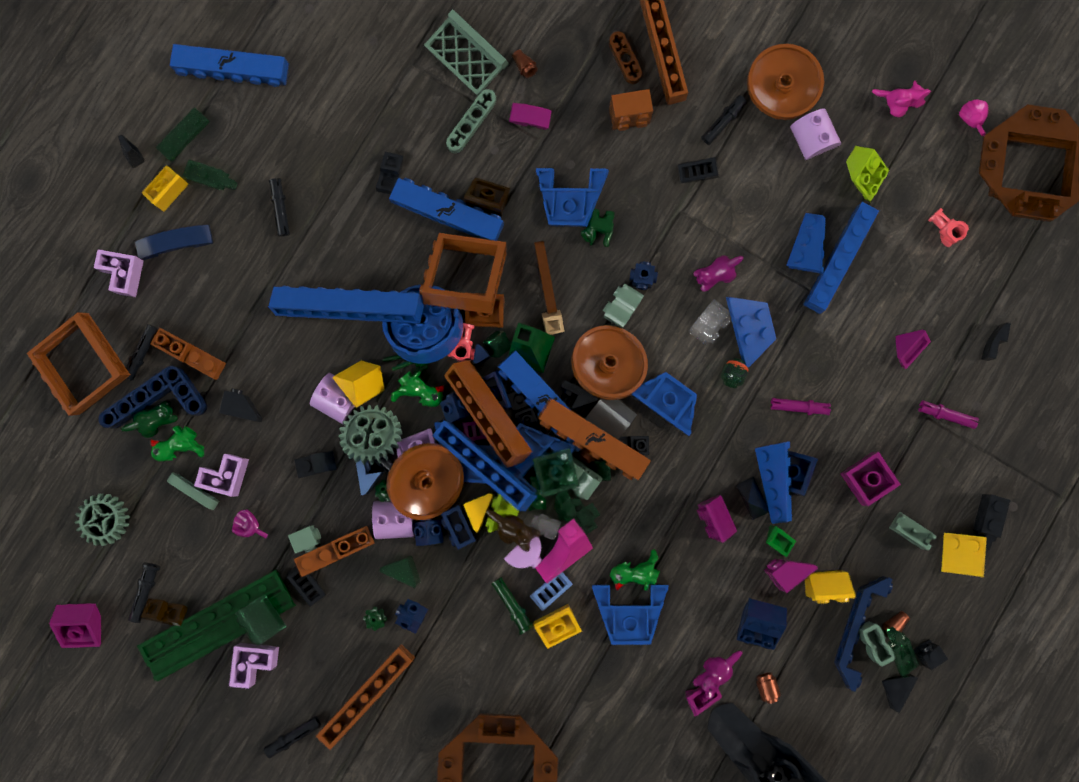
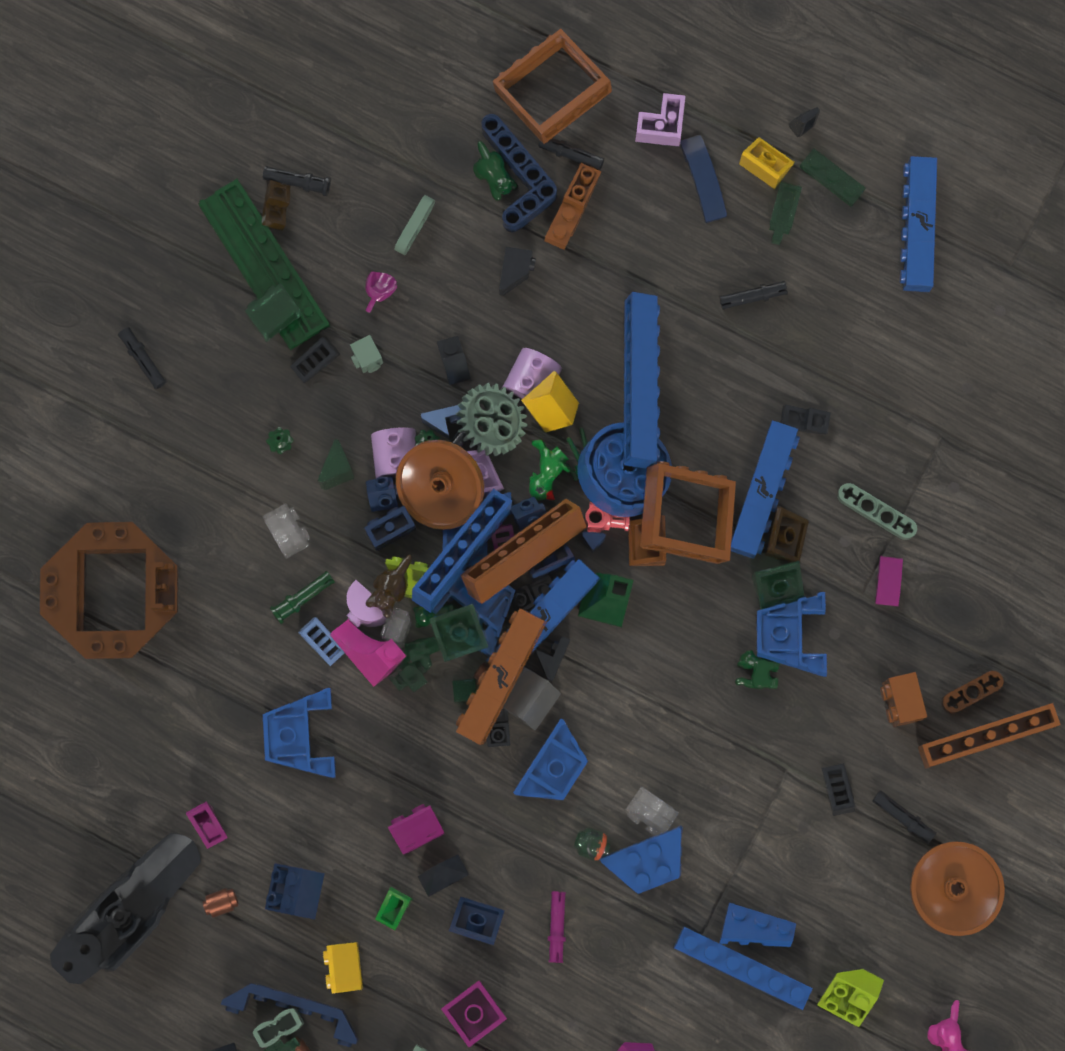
camera: 80 degrees right, 5 degrees down
(77, 625) = (256, 111): magenta slope -> none
(94, 506) = (384, 123): sand green gear -> none
(180, 441) = (471, 206): green animal -> none
(227, 479) = (429, 261): lavender brick -> none
(248, 659) = (227, 302): lavender brick -> none
(334, 551) = (354, 388): dark orange slope -> none
(365, 697) = (191, 436): dark orange brick -> none
(410, 615) = (285, 480): dark blue brick -> none
(454, 617) = (286, 530): none -> clear brick
(477, 41) = (977, 508): sand green fence -> none
(477, 509) = (411, 545): yellow slope -> none
(497, 344) = (608, 559): clear green slope -> none
(525, 64) = (951, 571): copper cone -> none
(528, 205) = (778, 585): none -> clear green slope
(545, 277) = (692, 611): reddish brown beam -> none
(553, 323) = (639, 624): tan slope -> none
(557, 626) = (280, 650): yellow slope -> none
(587, 480) = (454, 672): sand green brick -> none
(609, 362) = (594, 692): dark orange dish -> none
(623, 306) = (664, 706): sand green brick -> none
(639, 281) = (696, 733): dark blue brick -> none
(641, 574) = (346, 745): green animal -> none
(717, 673) = (235, 840): magenta animal -> none
(721, 270) = (715, 820): magenta animal -> none
(773, 467) = (474, 896): blue wing -> none
(788, 573) = (357, 917): magenta slope -> none
(815, 133) = (896, 932): lavender brick -> none

